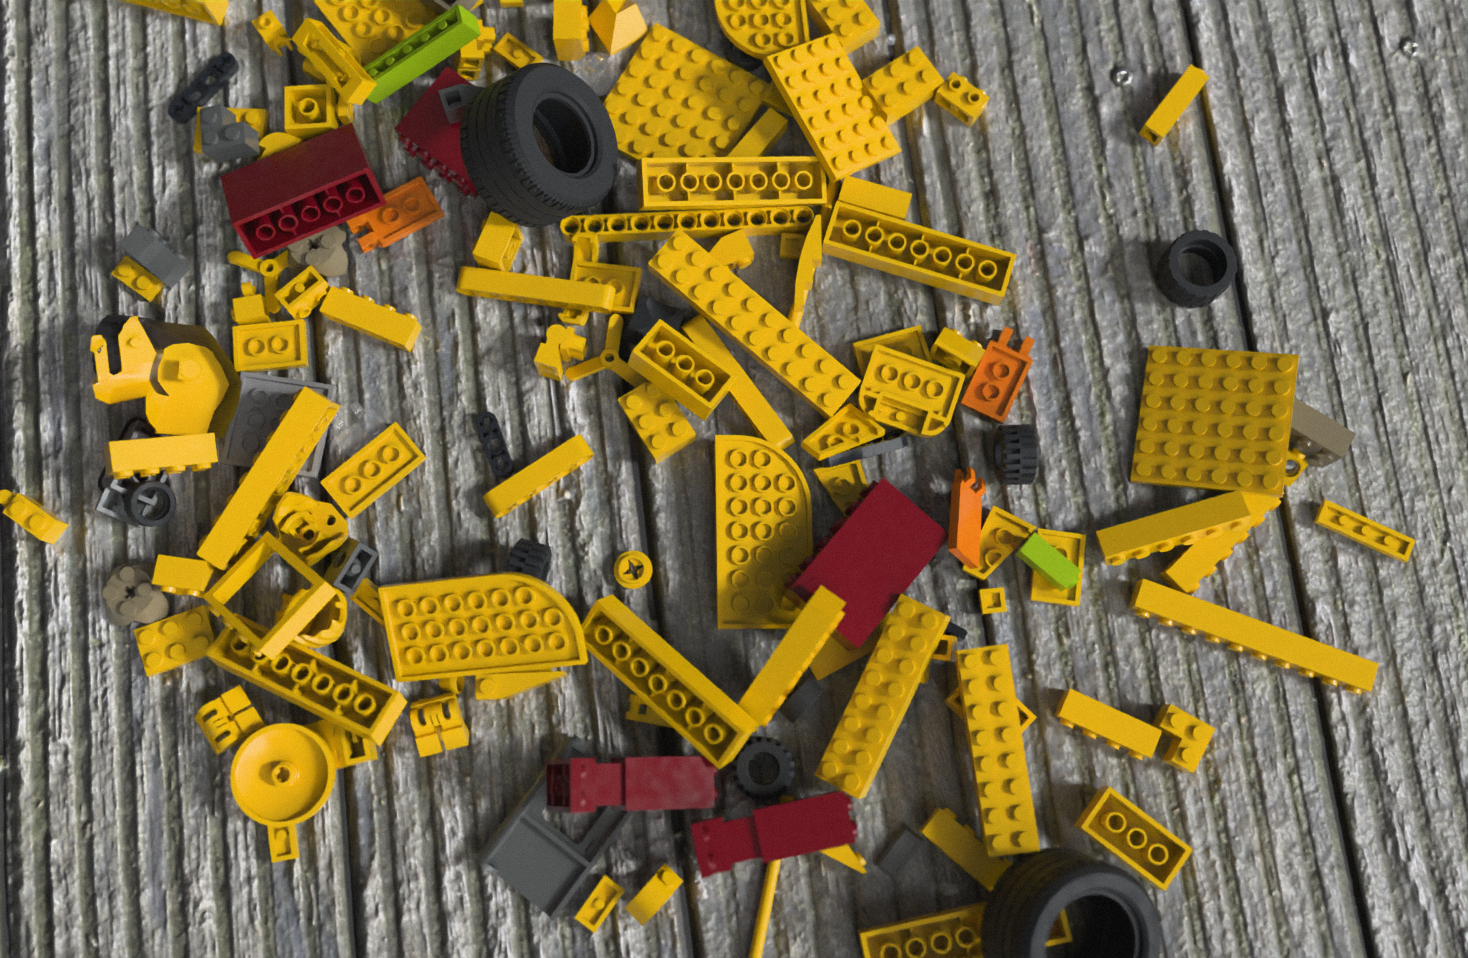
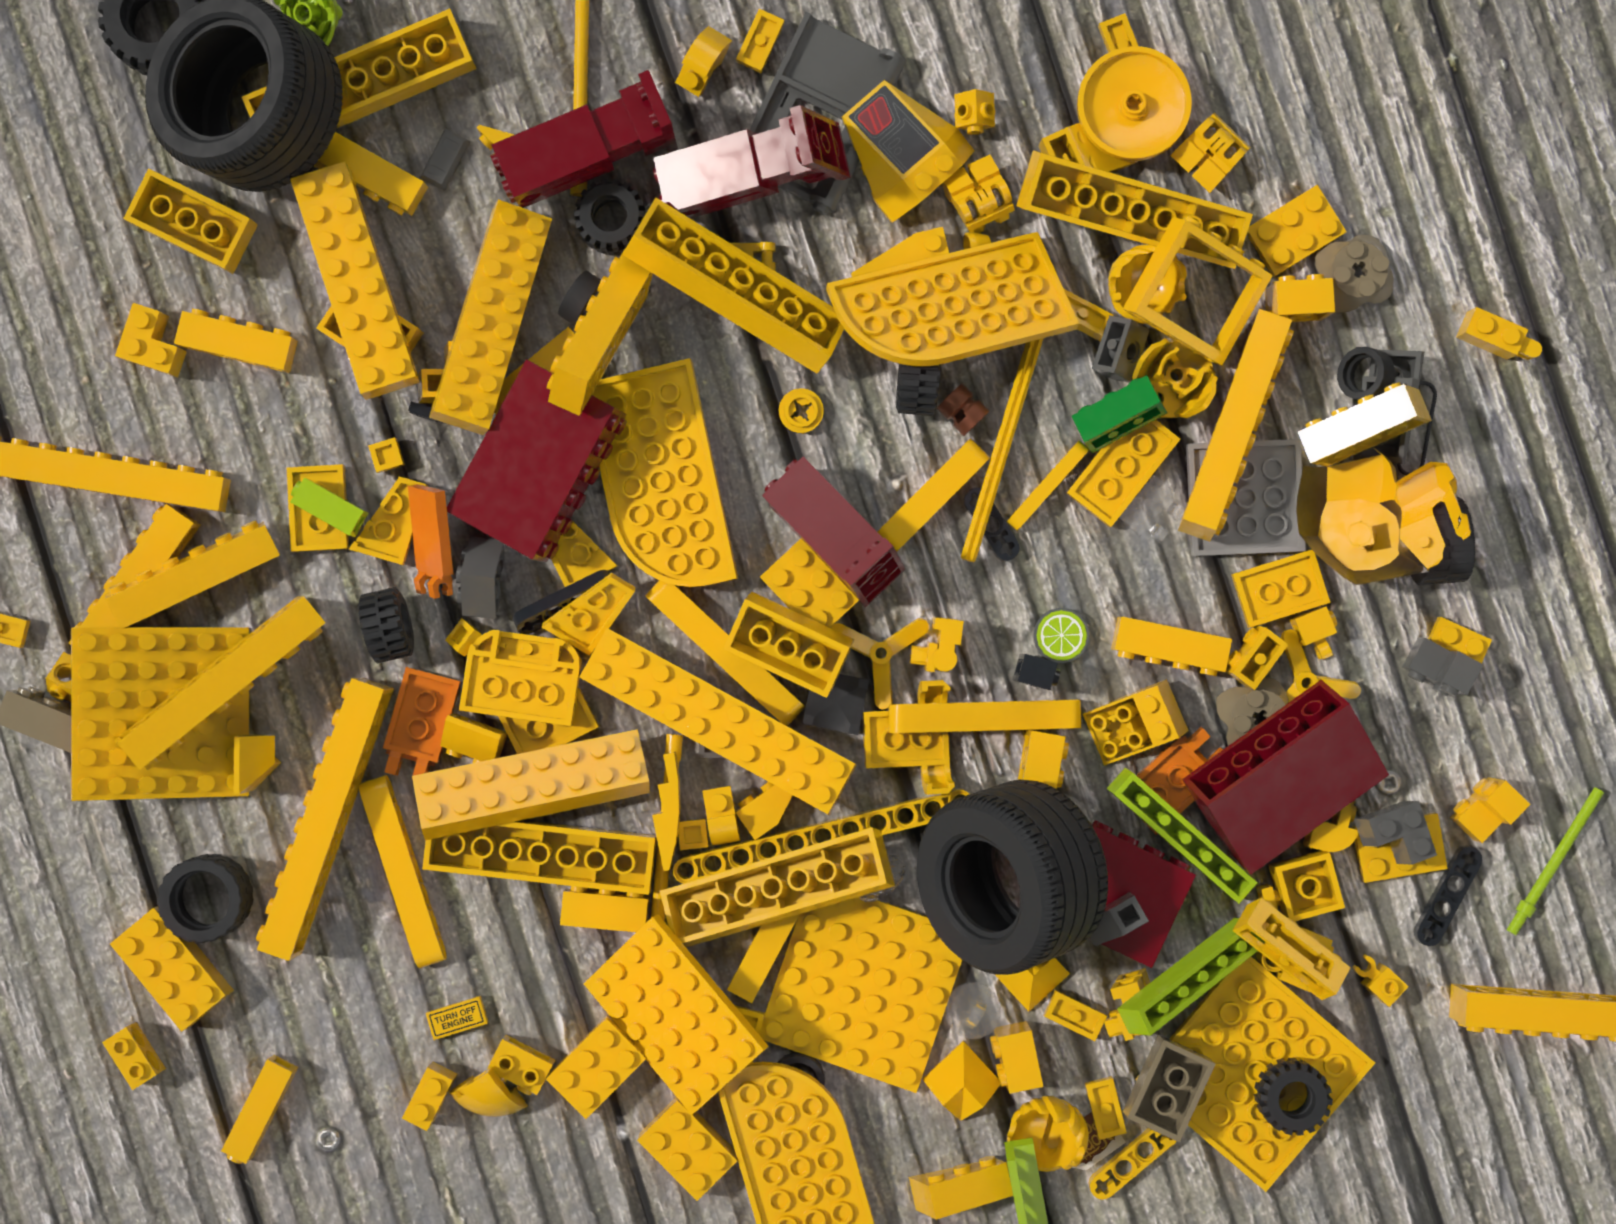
camera: 170 degrees right, 10 degrees up
(145, 67) = (1526, 908): none -> lime bar
(150, 145) = (1488, 807): none -> yellow brick
(365, 510) = (1119, 414): none -> green brick
(399, 166) = (1181, 835): none -> lime brick
(414, 263) = (1136, 722): none -> yellow slope
(425, 799) = (974, 111): none -> yellow brick
(439, 466) = (1048, 484): none -> yellow beam
(459, 344) = (1061, 635): none -> lime tile
(474, 497) = (1001, 450): none -> yellow axle
(485, 314) = (1036, 672): none -> black brick
(494, 539) = (963, 409): none -> copper wheel
(494, 777) = (903, 148): none -> yellow wedge
(627, 459) = (834, 530): none -> dark red brick
(766, 254) = (721, 815): none -> yellow brick
(916, 302) = (530, 784): none -> yellow brick
(930, 479) = (480, 577): none -> dark grey brick
(952, 436) = (462, 637): none -> yellow plate
(992, 80) = (488, 1095): none -> yellow brick
(1006, 145) = (457, 1017): none -> yellow tile
(1032, 262) = (402, 871): none -> yellow beam
(1037, 89) = (429, 1096): none -> yellow brick
(1089, 313) = (324, 819): none -> yellow brick
(1142, 369) = (253, 761): none -> yellow slope
(1163, 428) = (219, 682): none -> yellow brick
(1226, 210) = (171, 970): none -> yellow brick
(1269, 162) = (134, 1055): none -> yellow brick

